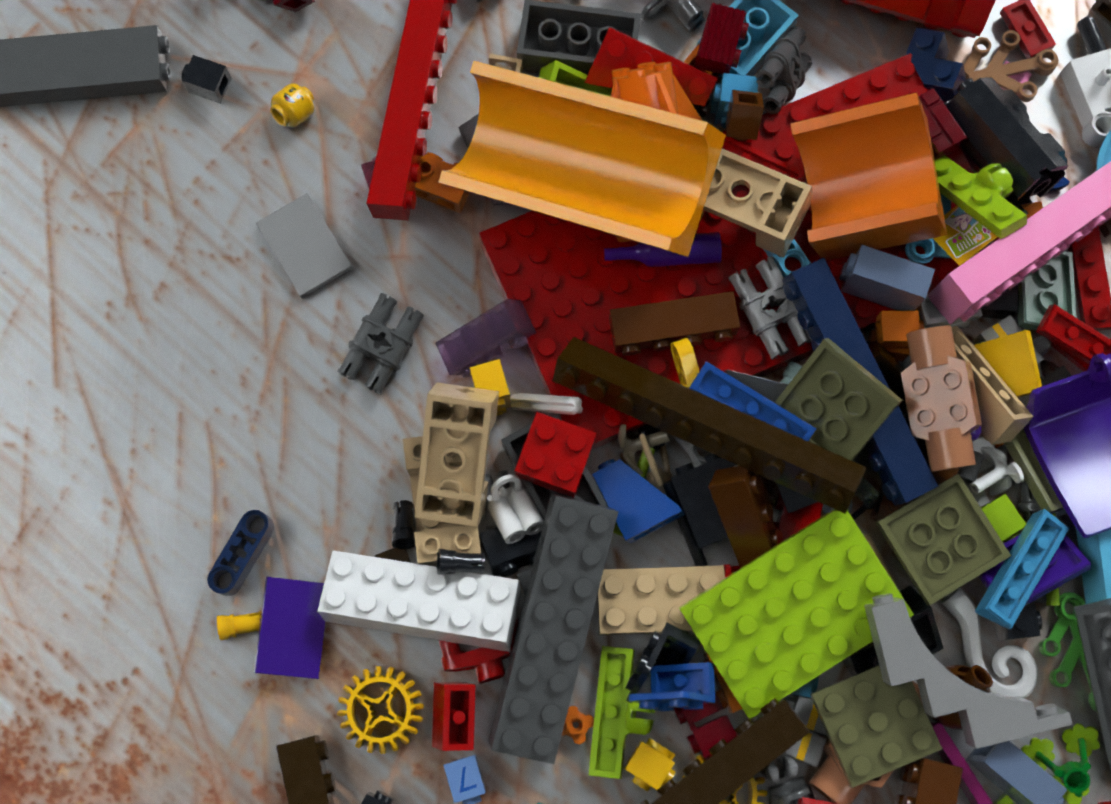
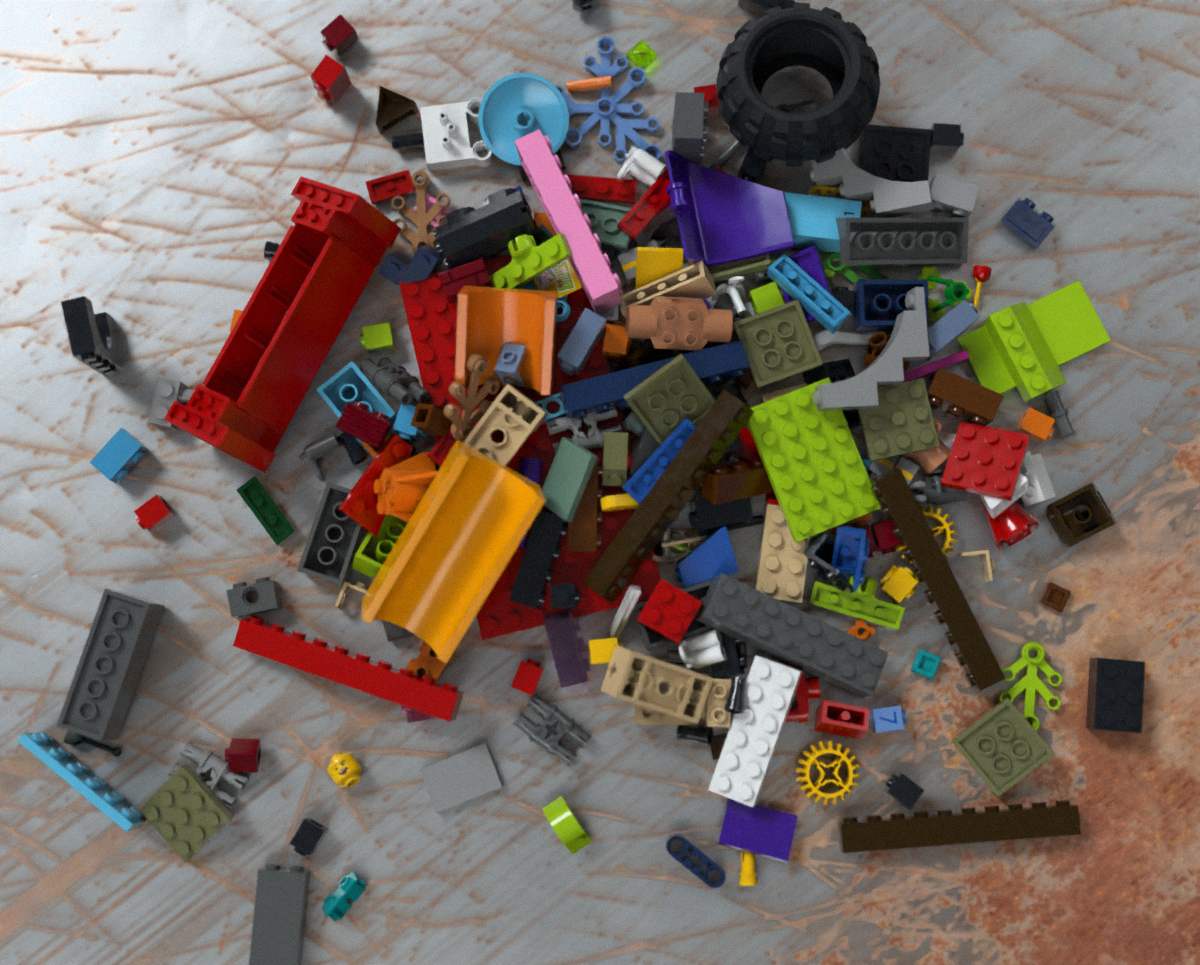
camera: 75 degrees left, 5 degrees up
(150, 136) = (336, 904): none -> teal hinge
(260, 379) = (566, 825): none -> lime brick
(442, 301) = (528, 676): none -> red brick
(550, 317) = (564, 596): none -> black brick
(591, 278) = (537, 560): none -> black brick
(685, 46) = (355, 452): none -> black pin
(703, 291) = (567, 478): none -> sand green tile
(742, 347) = (615, 459): none -> olive slope
(779, 151) = (463, 426): none -> medium nougat plant
(833, 47) = (378, 338): none -> lime brick
(839, 188) = (509, 364): none -> sand blue bracket
(1036, 672) = (881, 301): none -> dark blue brick

